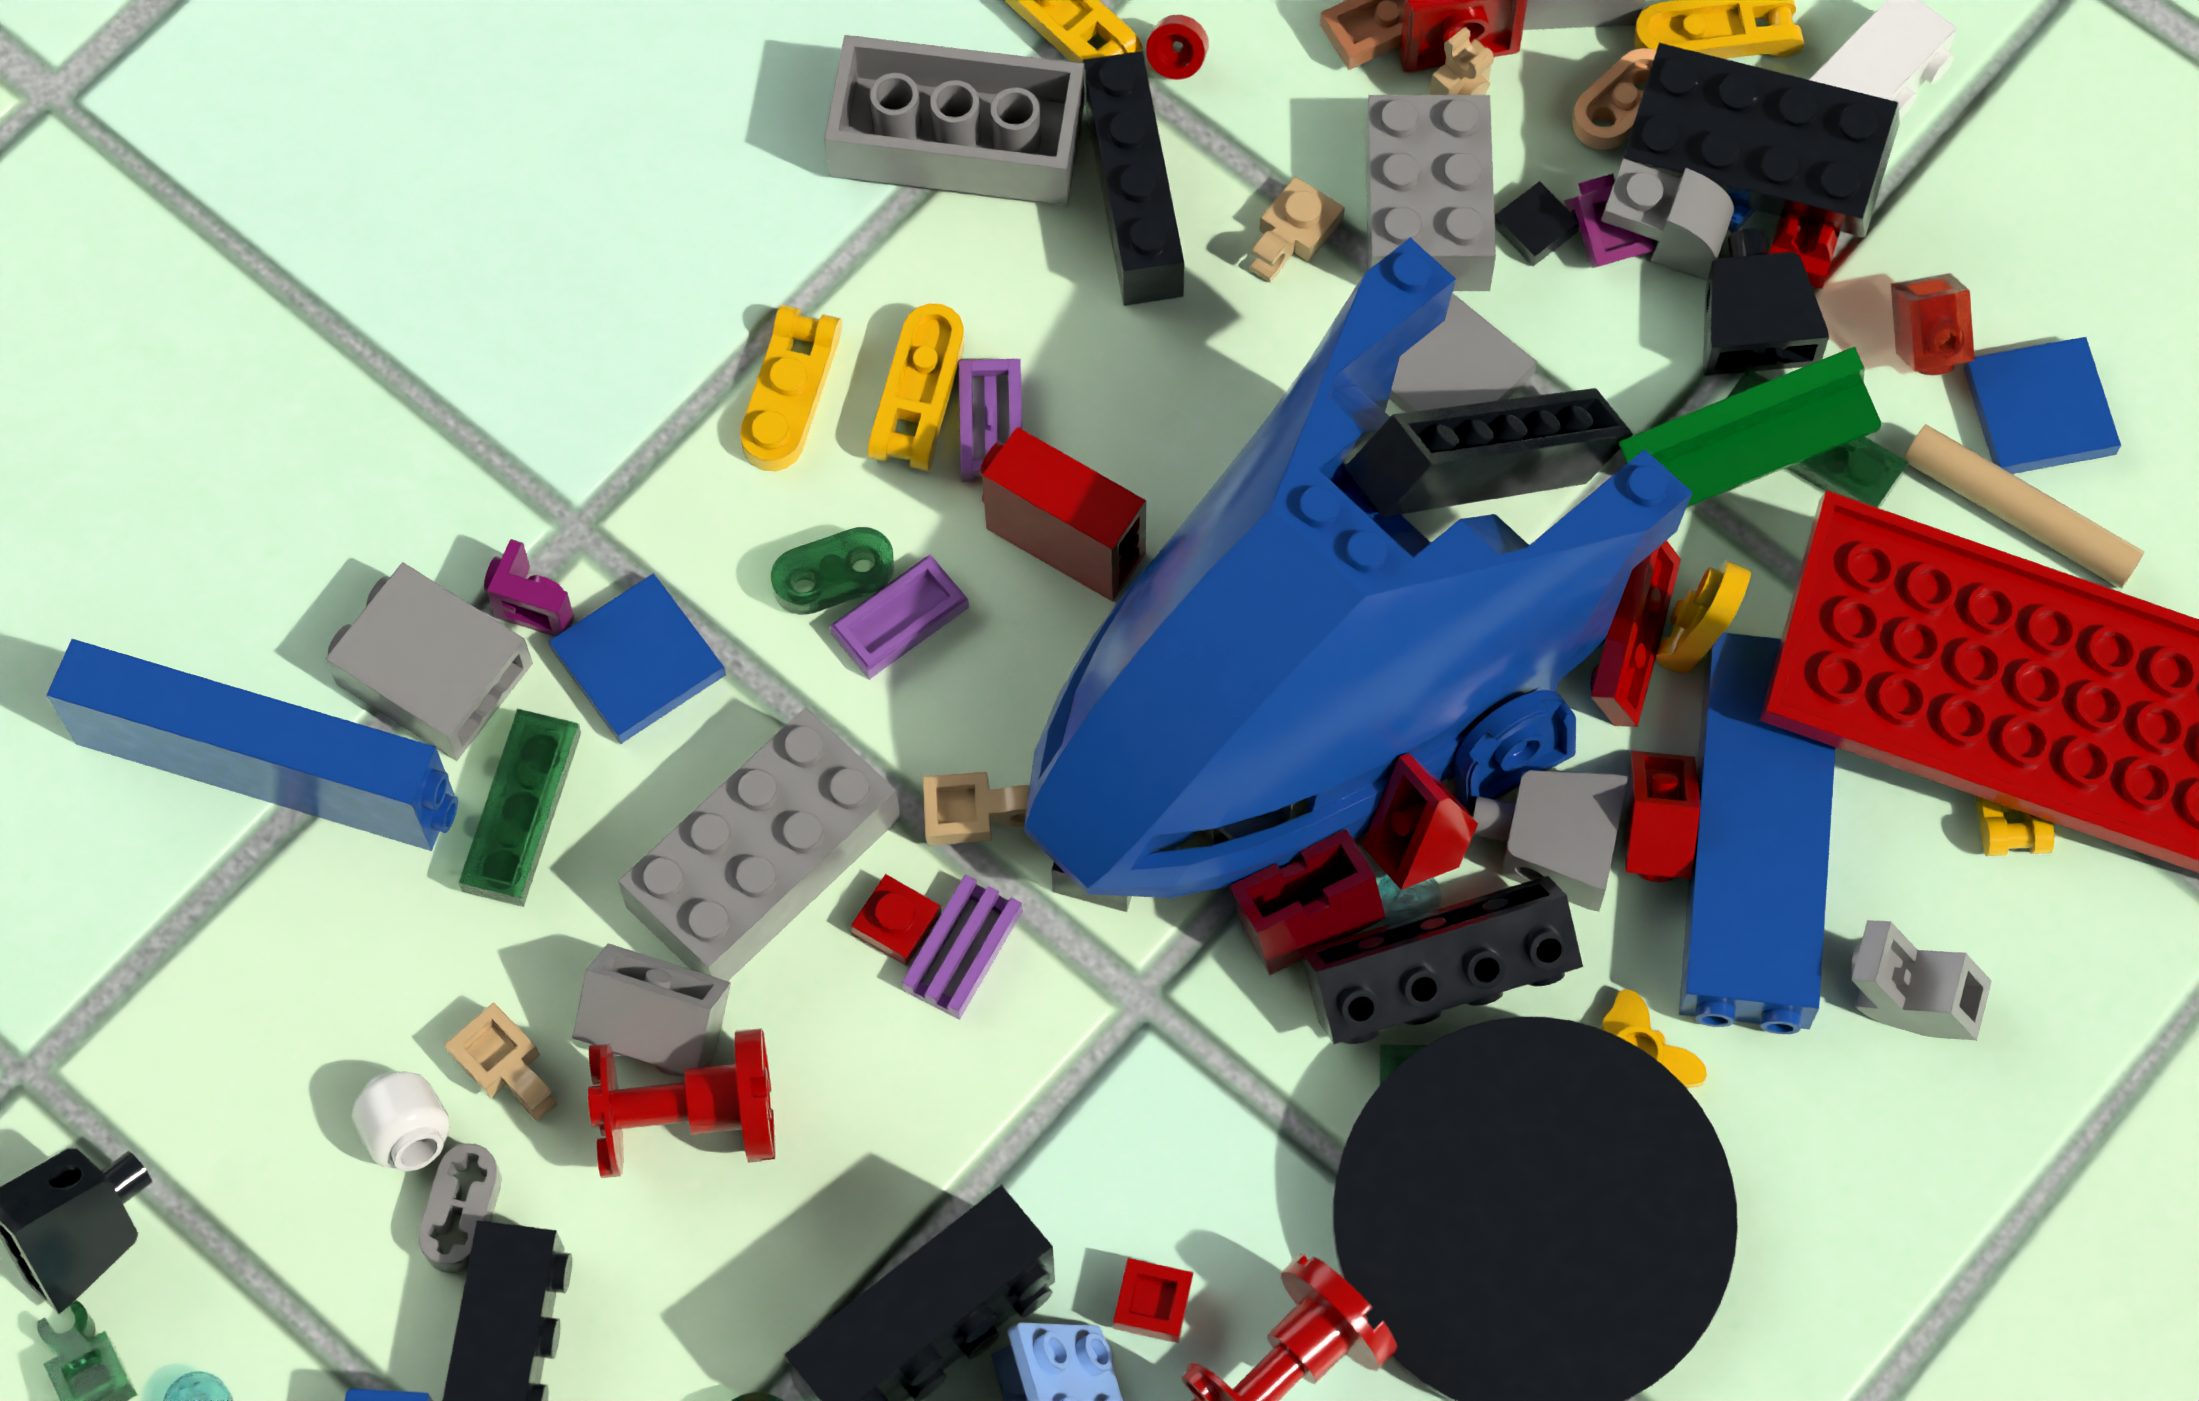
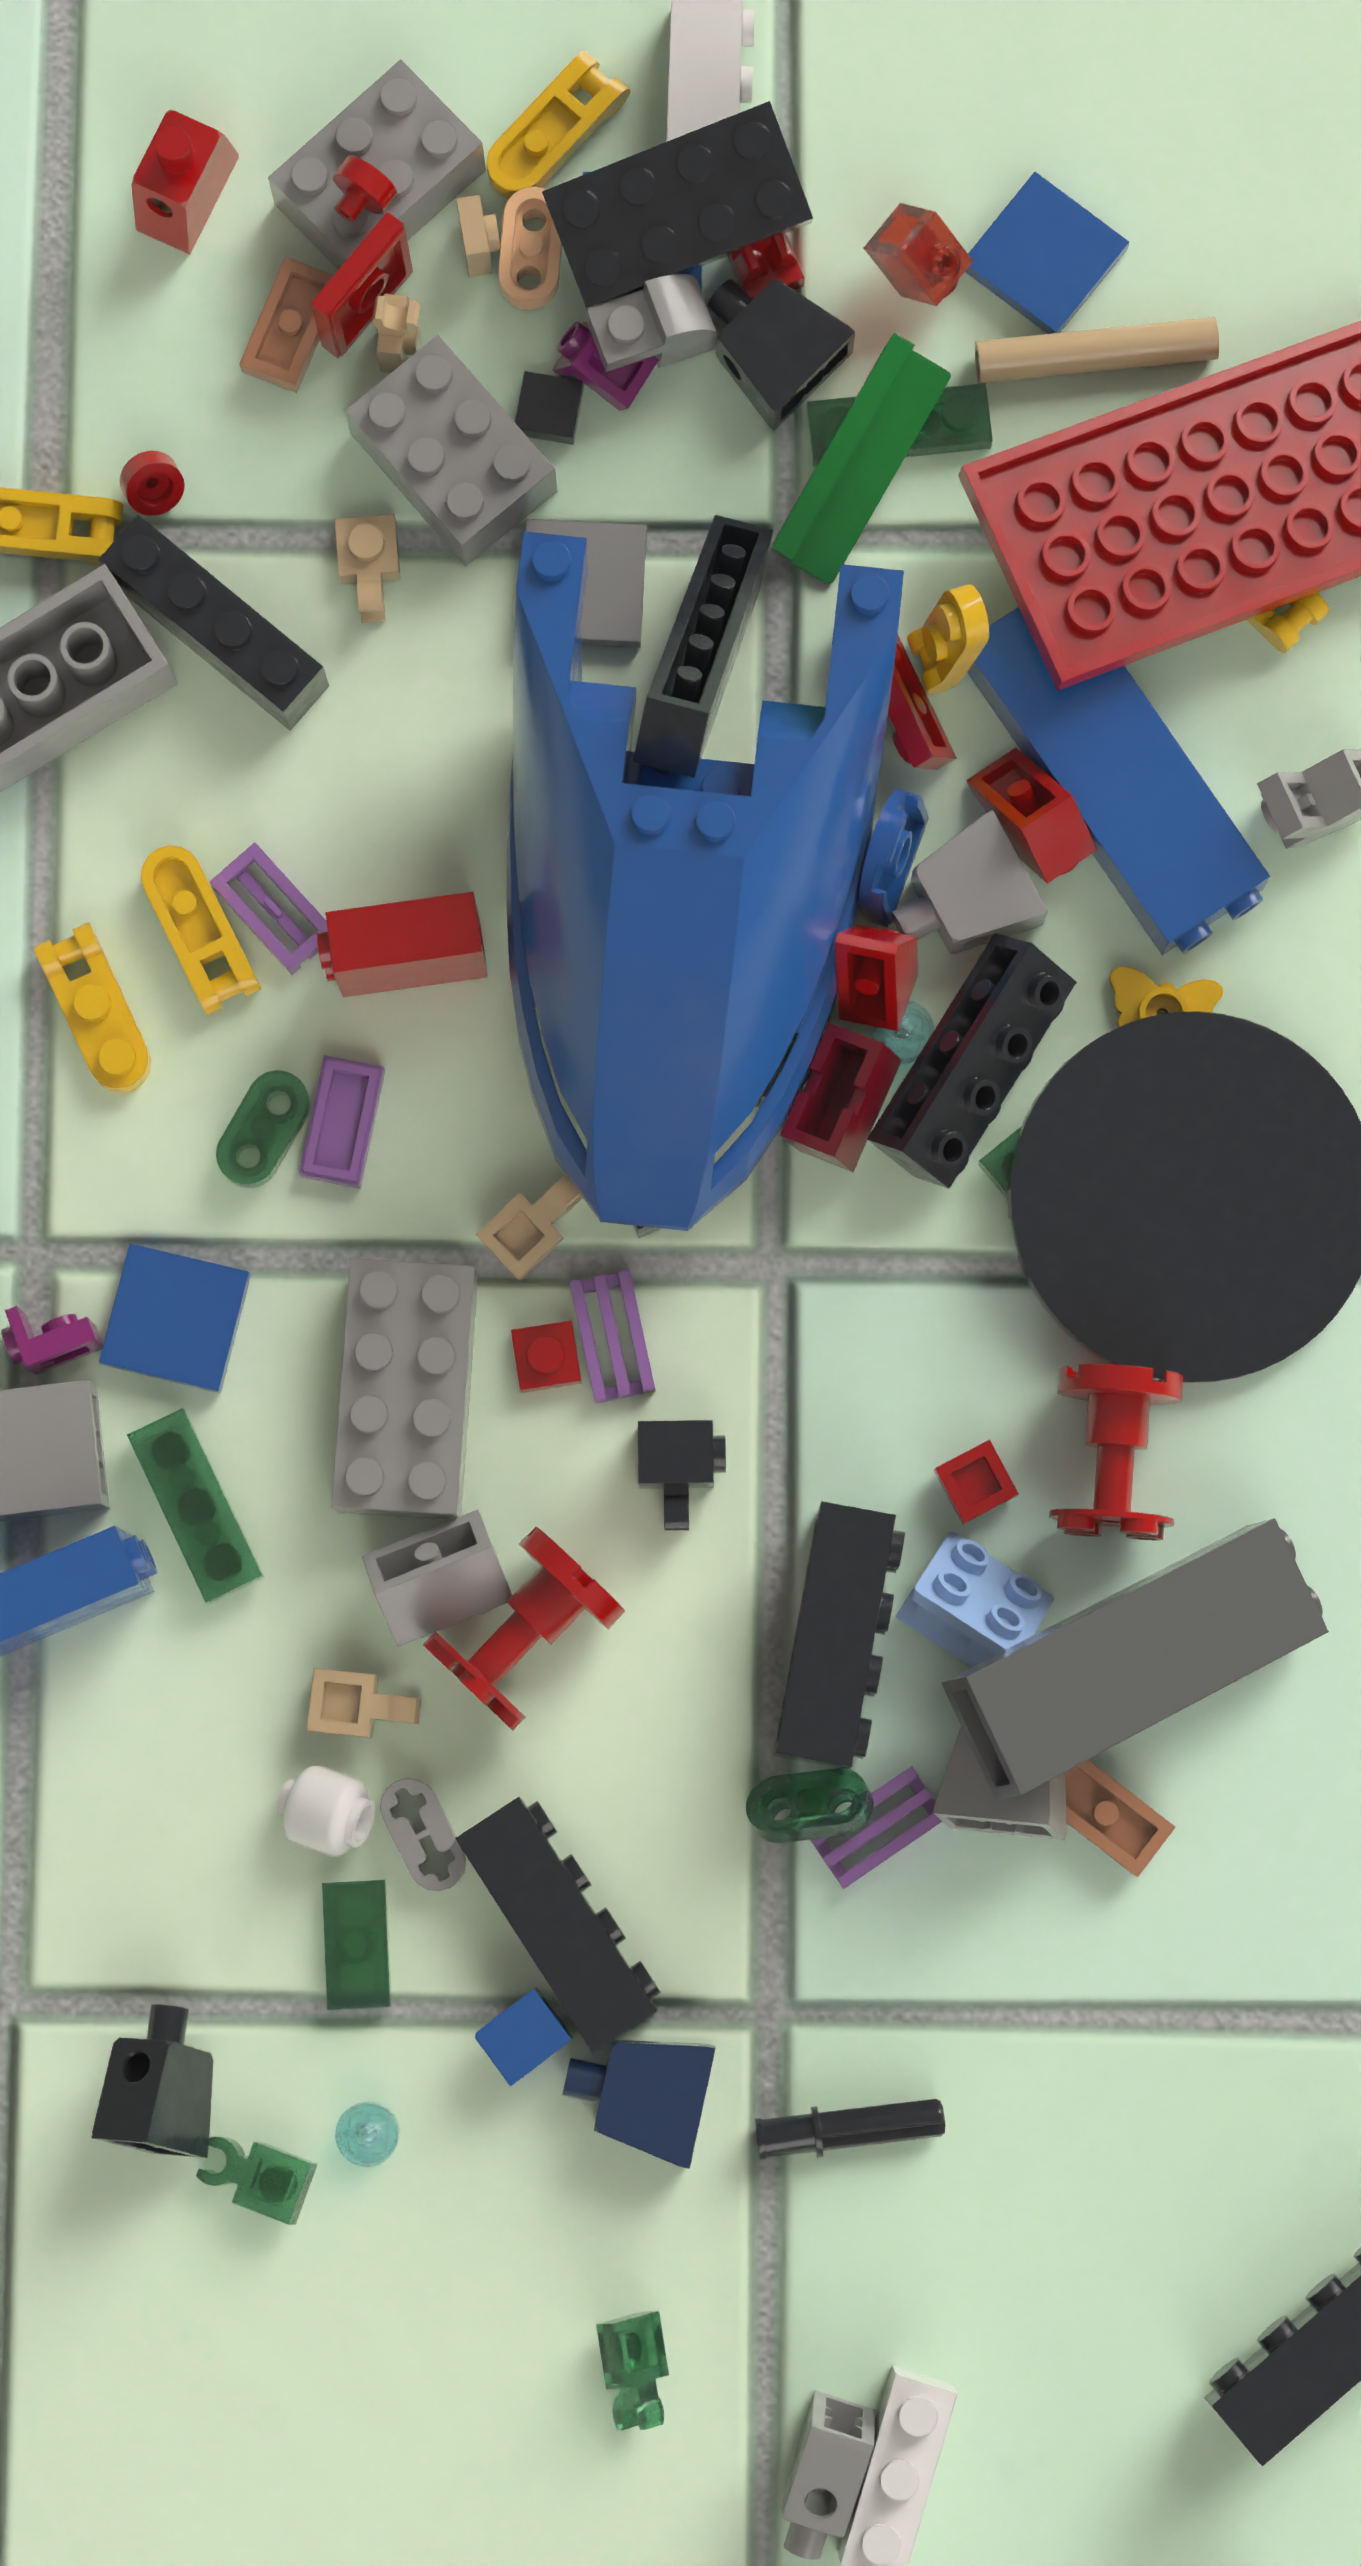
camera: 40 degrees left, 15 degrees up
(329, 1250) = (356, 1944): none -> clear green plate
(923, 1079) = (676, 1459): none -> black brick
(1588, 57) = (478, 235): none -> tan plate

